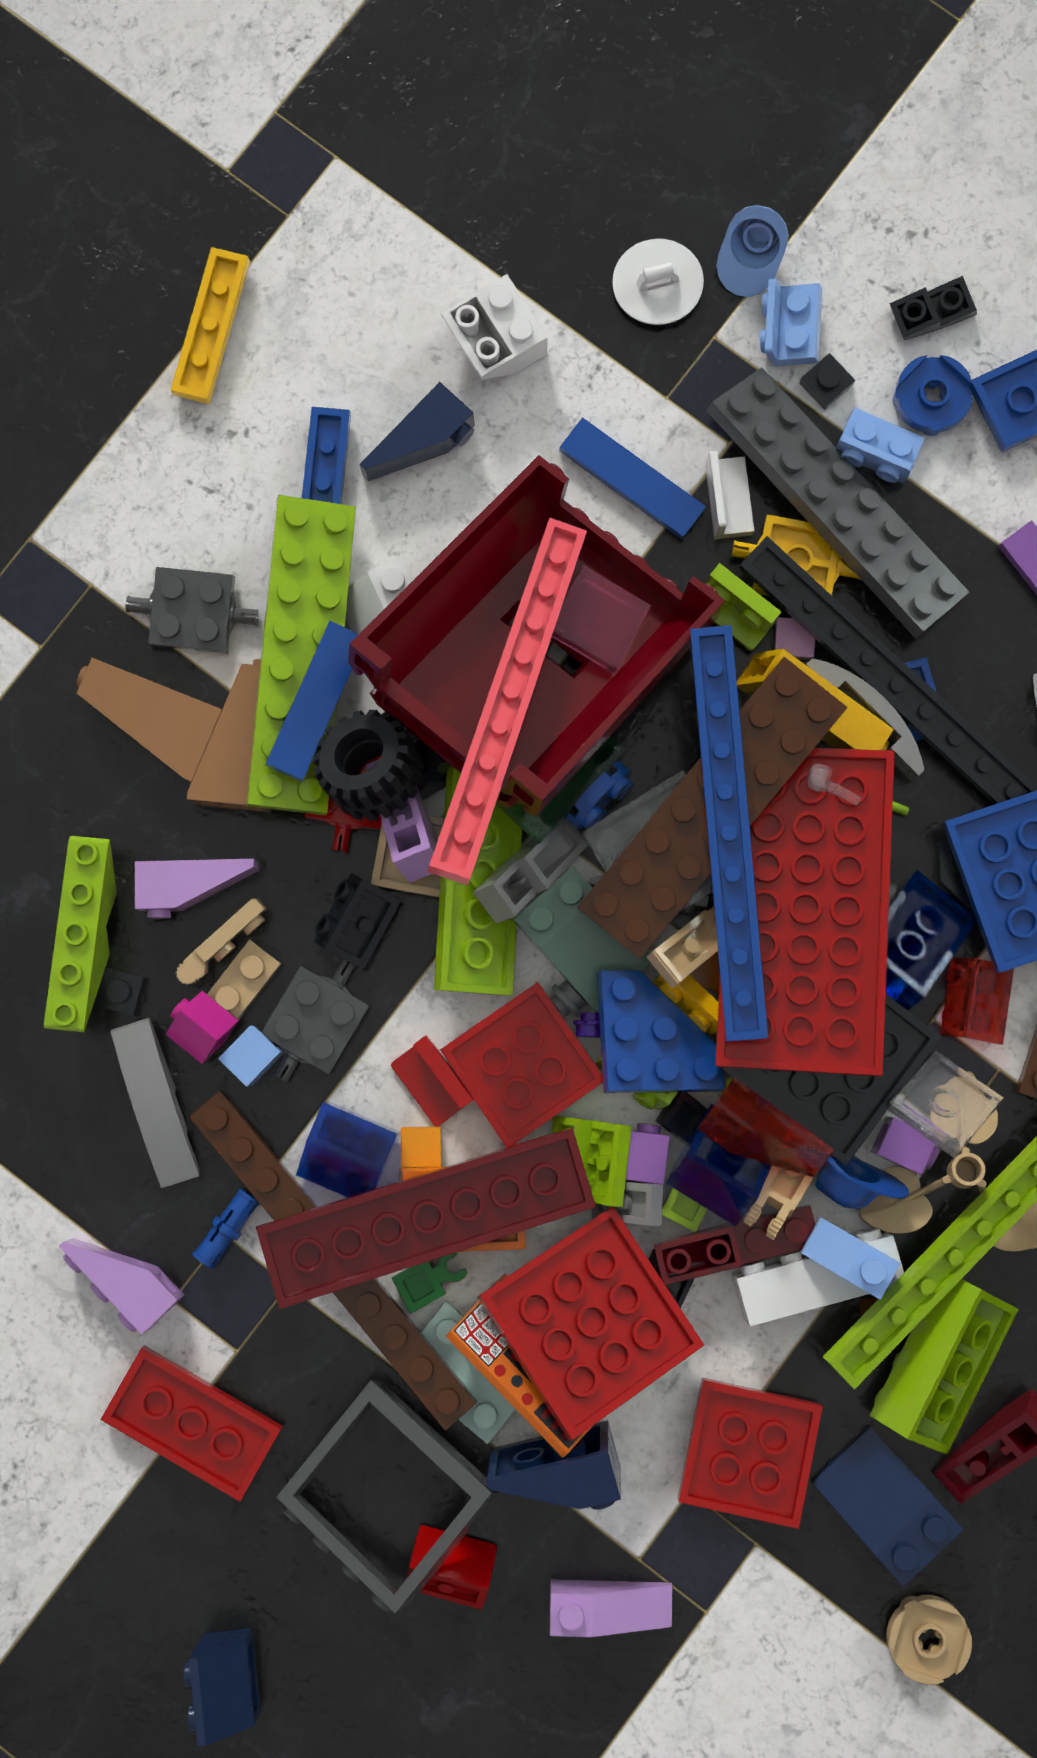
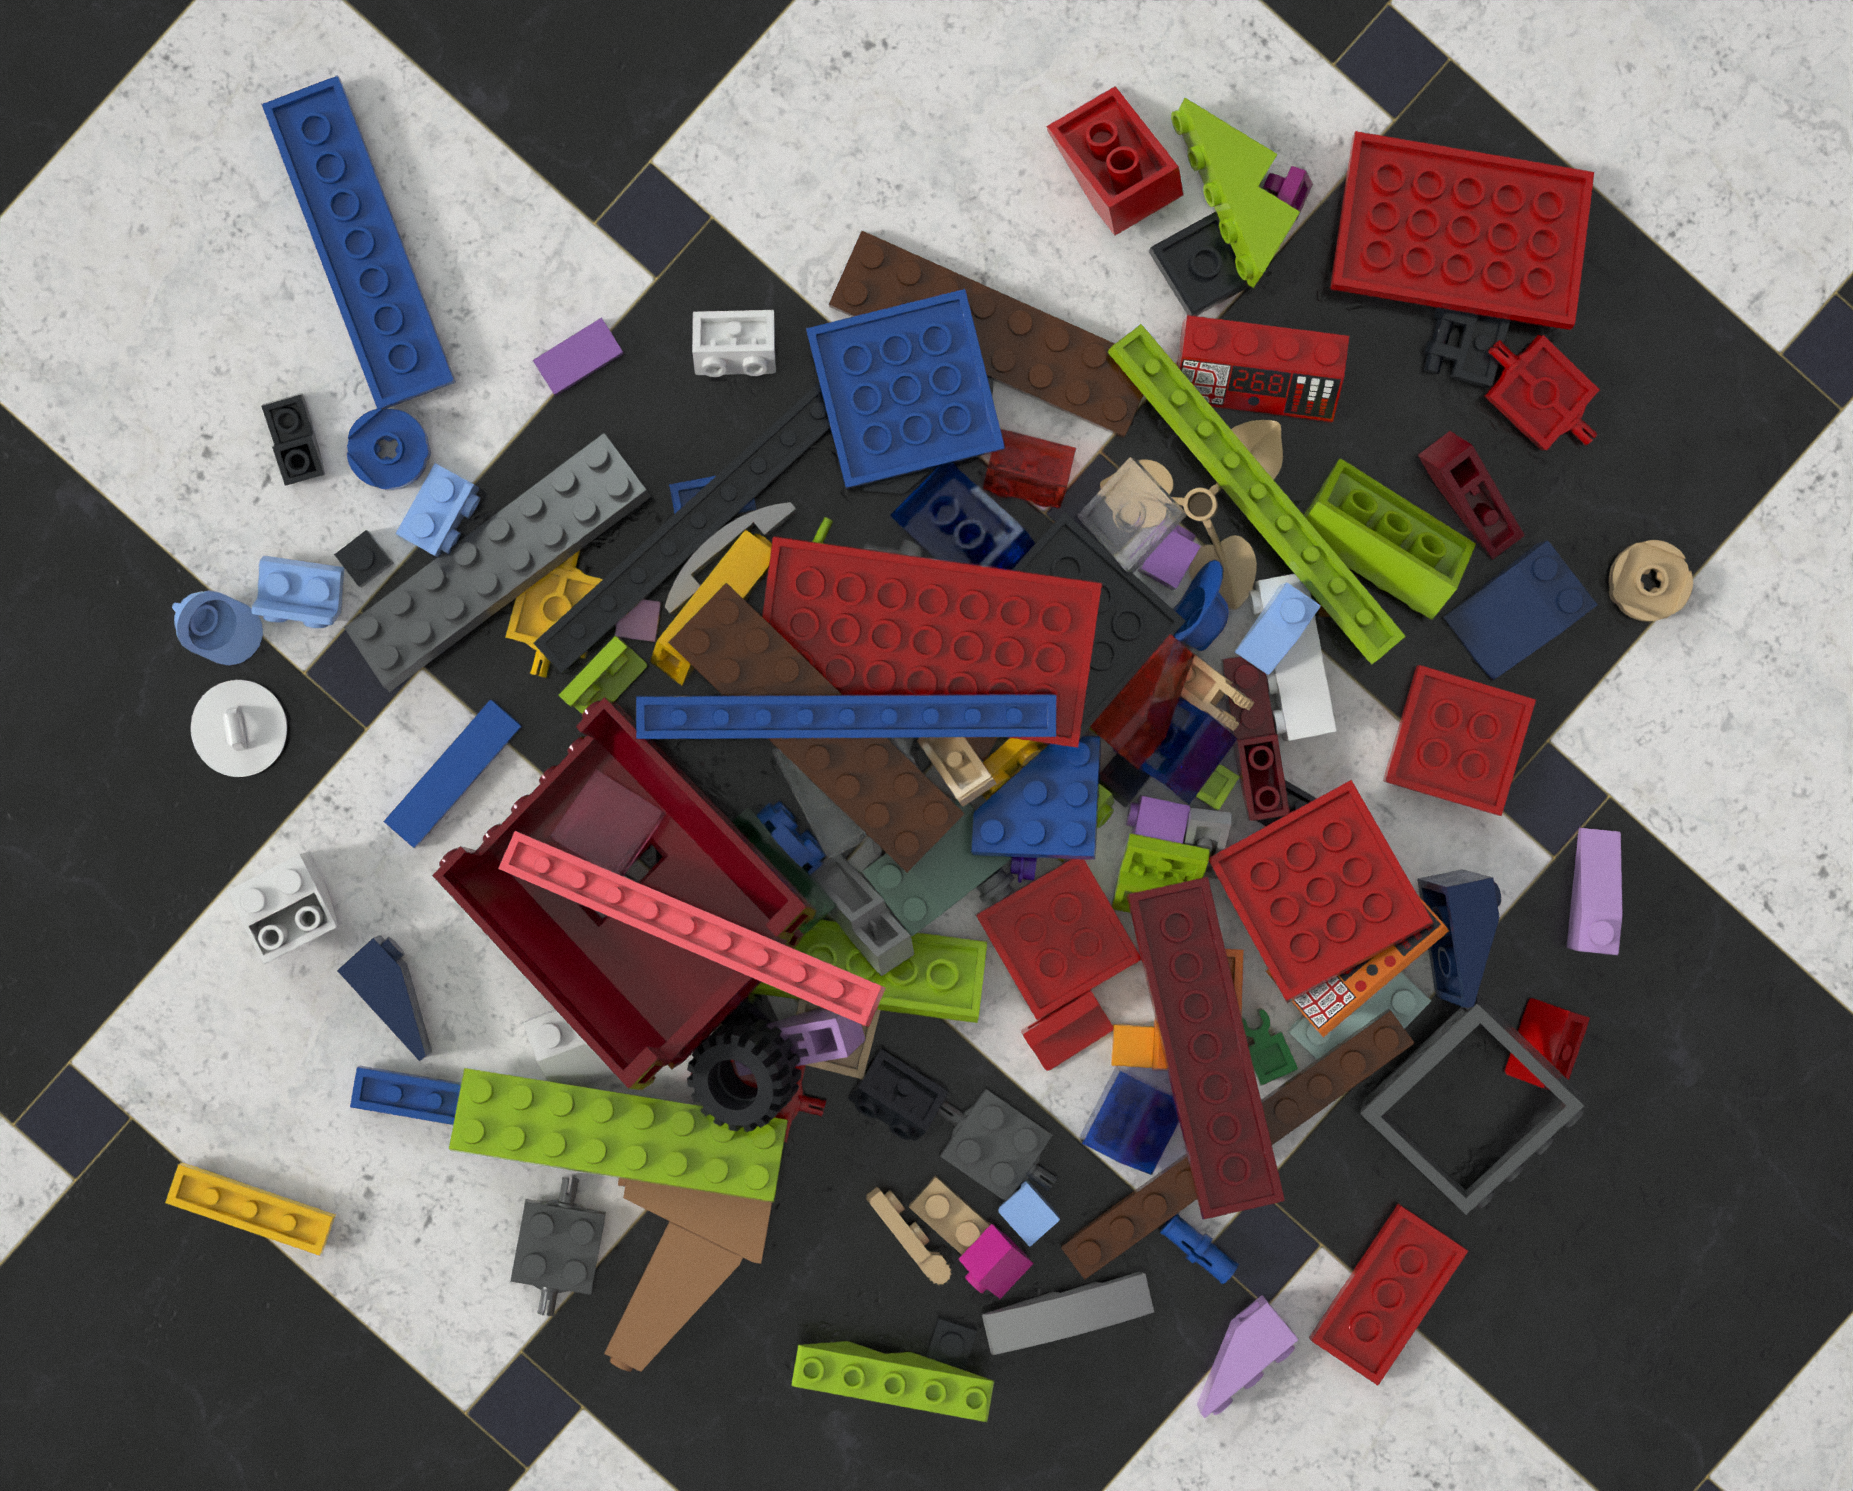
camera: 90 degrees left, 5 degrees up
(183, 883) = (847, 1276): lavender slope -> none
(222, 1685) = (1641, 1278): dark blue slope -> none
(313, 704) = (673, 1126): blue tile -> none
(729, 497) = (481, 673): white panel -> none
(820, 780) = (796, 615): clear hand -> none

